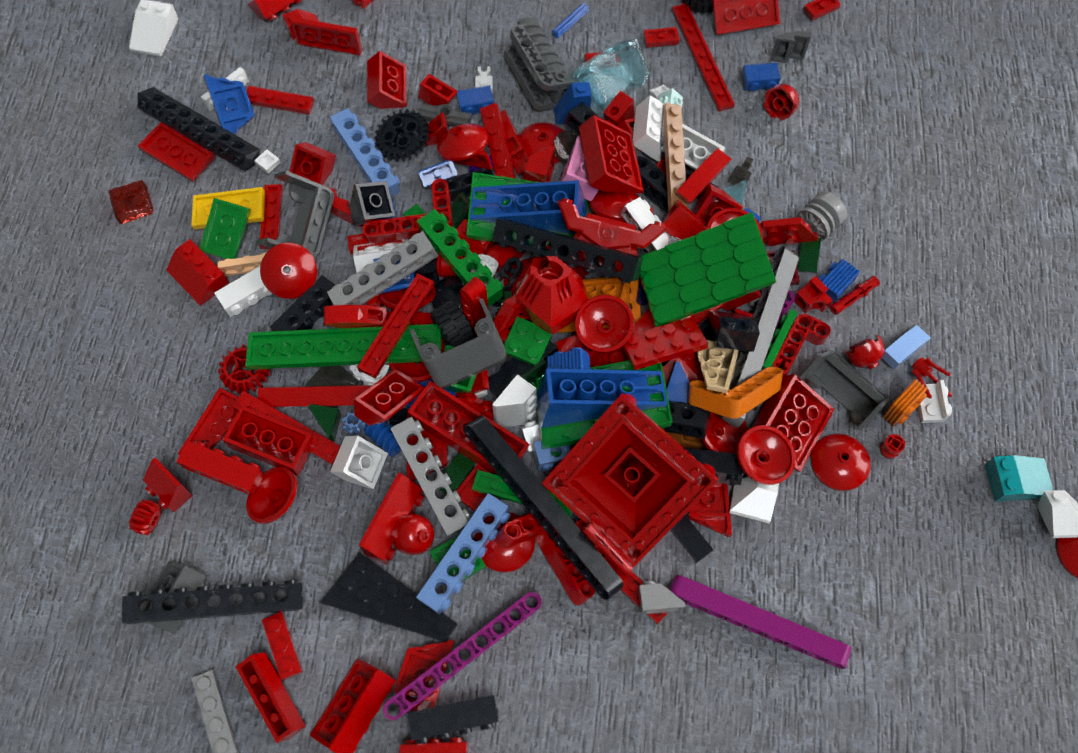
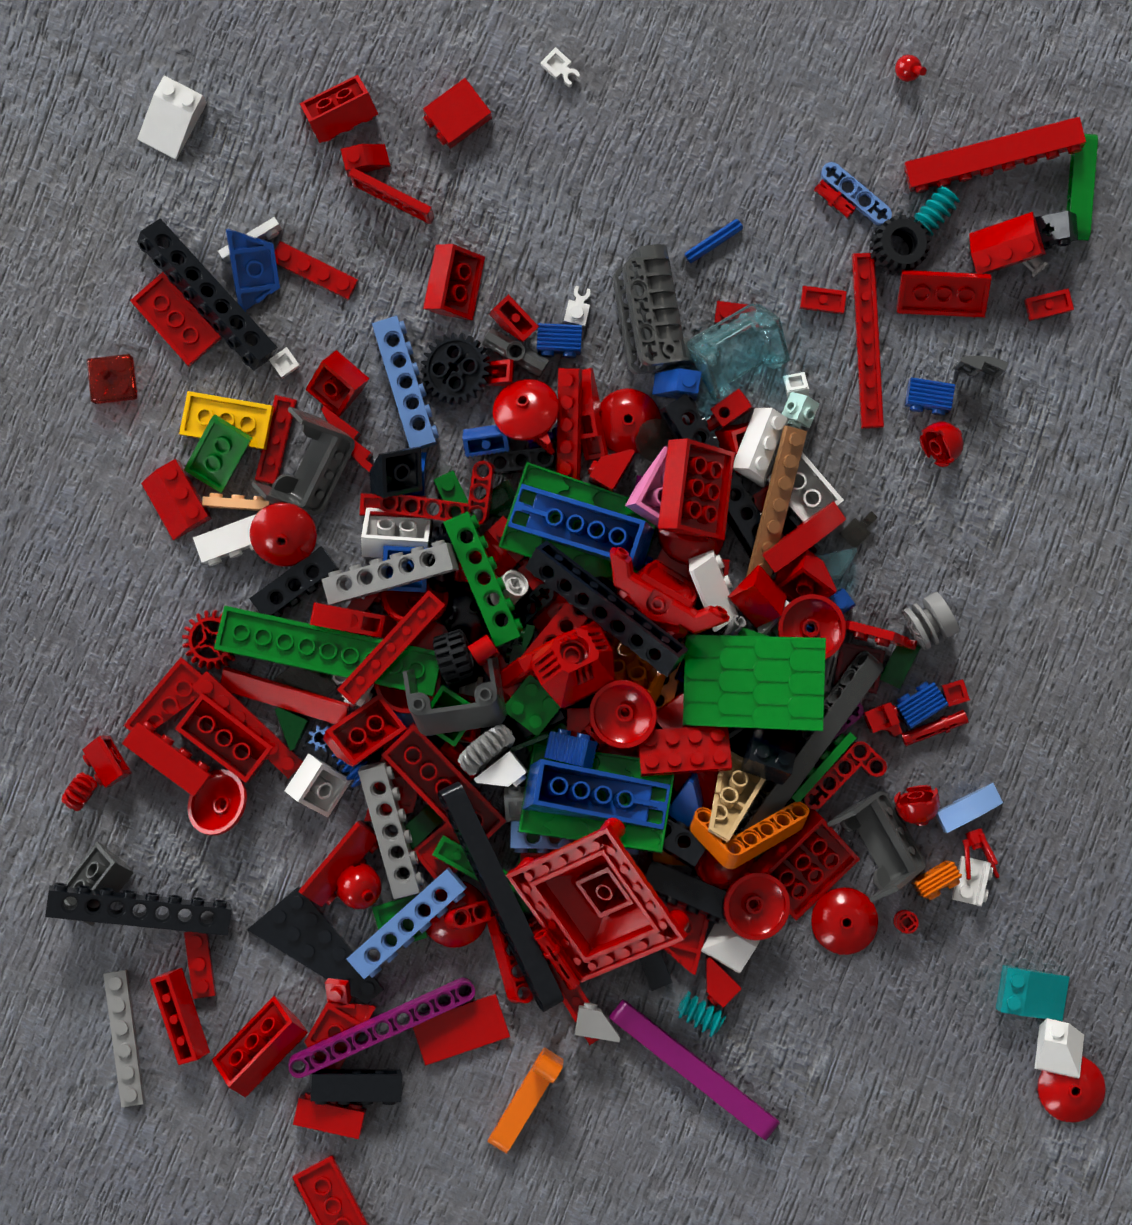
camera: 20 degrees right, 20 degrees up
(415, 635) = (338, 991): none -> red plate
(495, 381) = (486, 749): none -> light grey gear
(536, 642) = (461, 1029): none -> red tile
(615, 688) = (543, 1071): none -> orange beam
(748, 569) = (701, 1015): none -> teal piece
(754, 538) = (719, 983): none -> red slope
(862, 264) = (955, 692): none -> red plate

